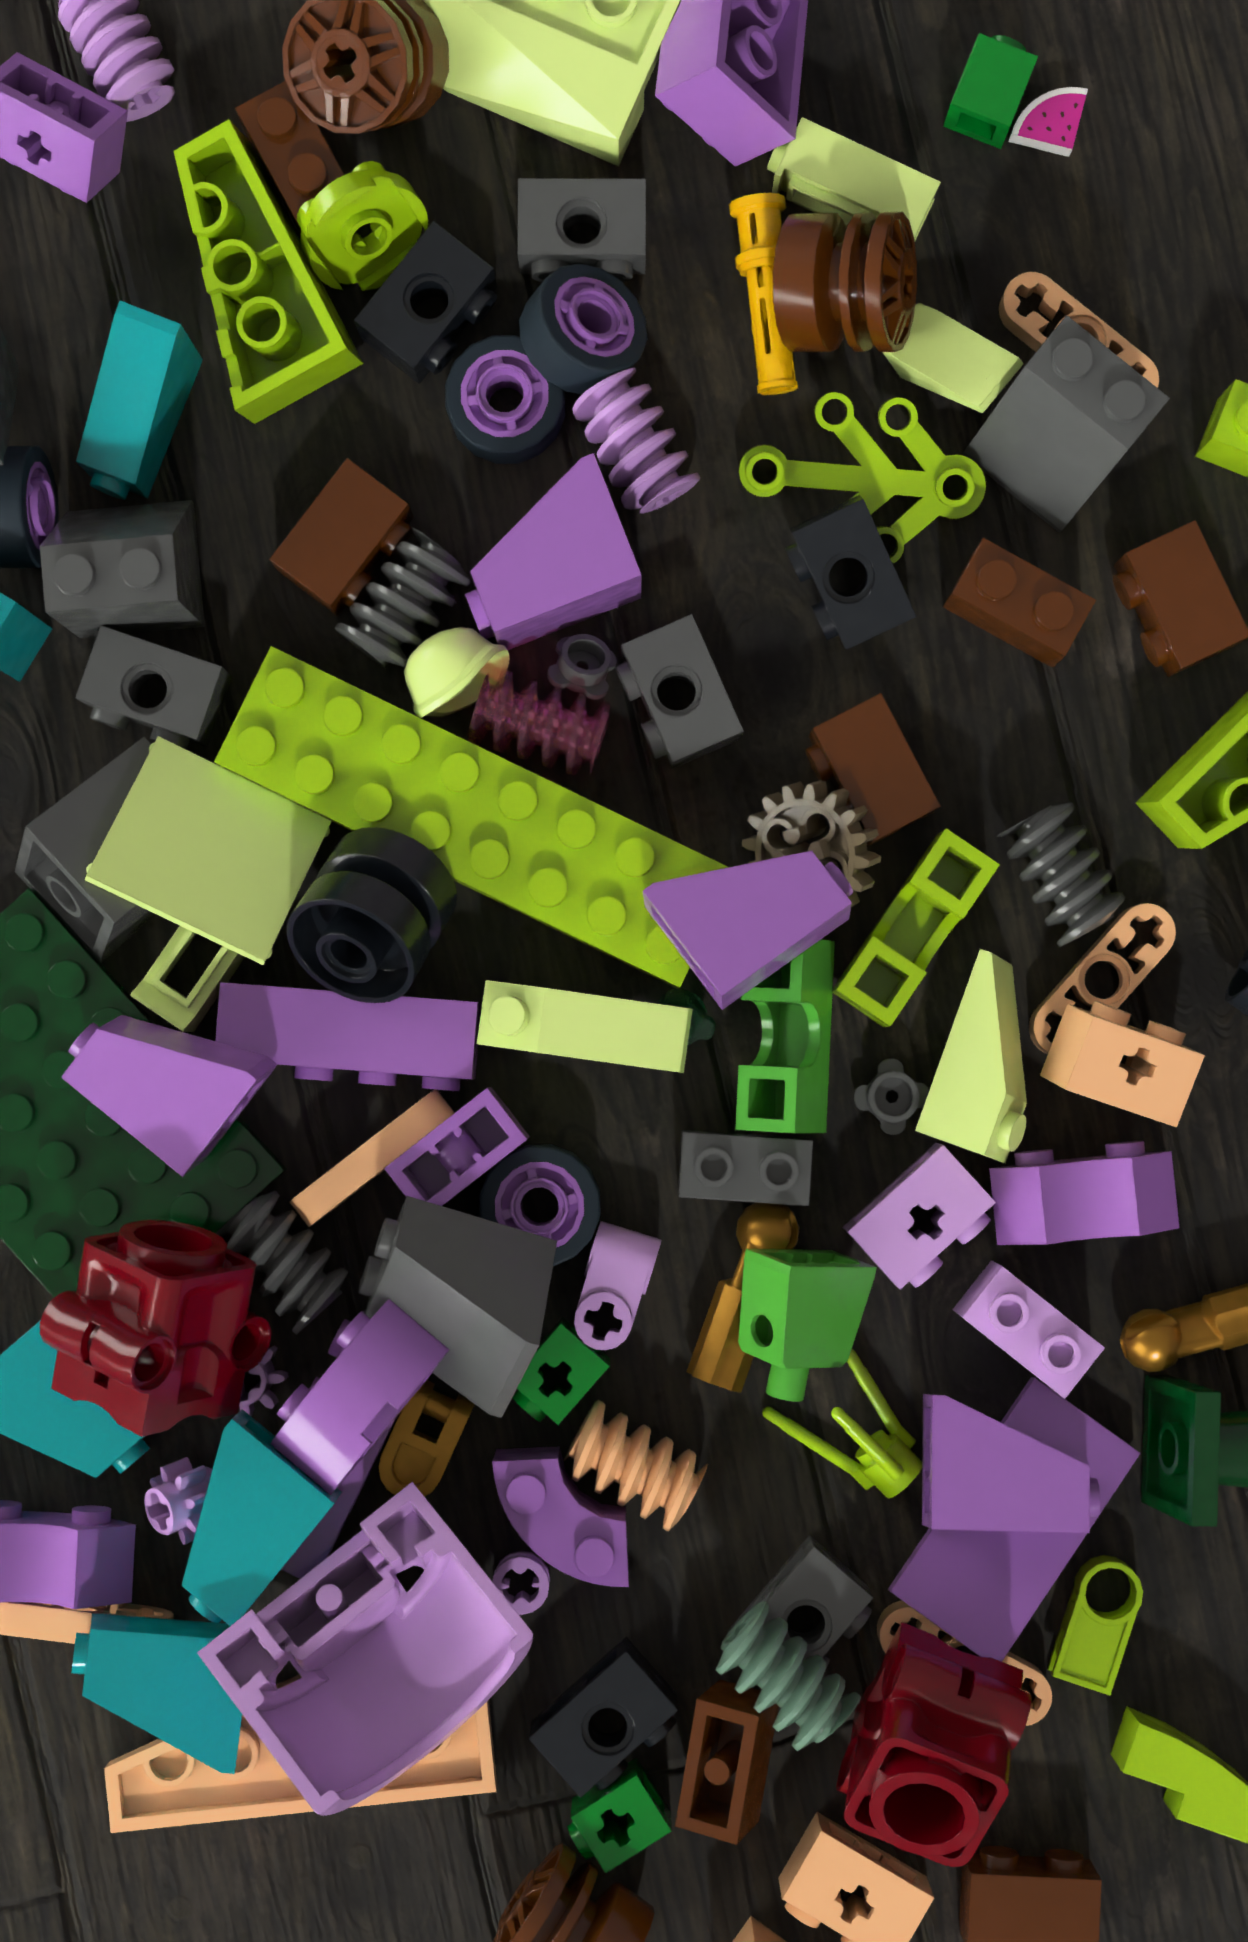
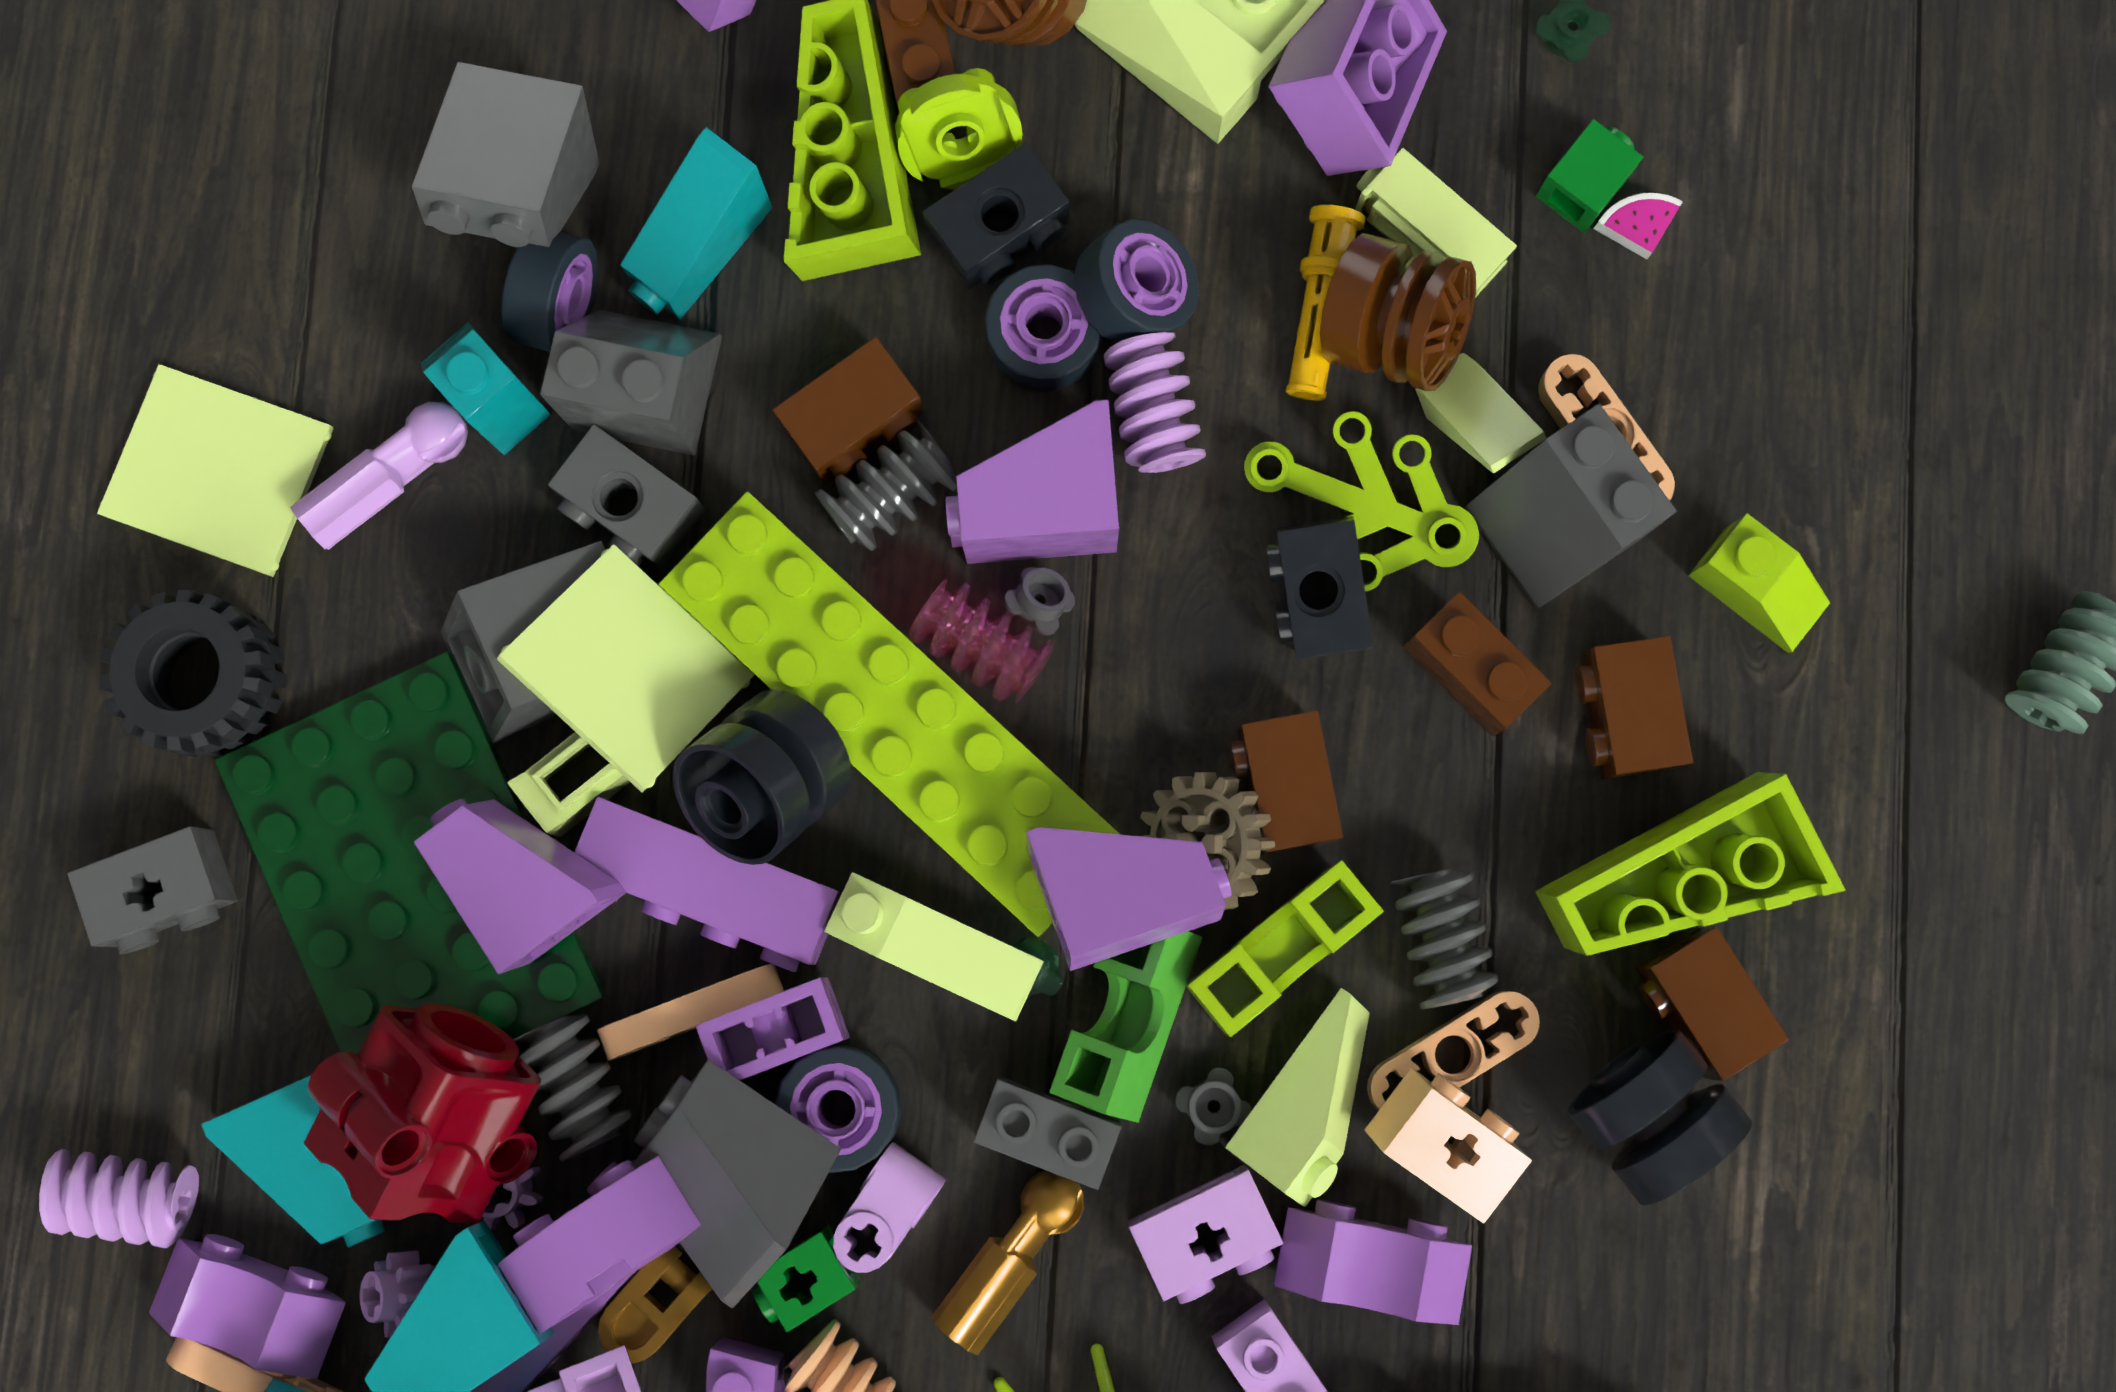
camera: 15 degrees right, 5 degrees down
(450, 670) = (911, 564): yellowish green helmet -> none
(554, 205) = (1143, 162): dark grey brick -> none
(679, 654) = (1129, 614): dark grey brick -> none
(801, 1312) = (1059, 1294): bright green torso -> none

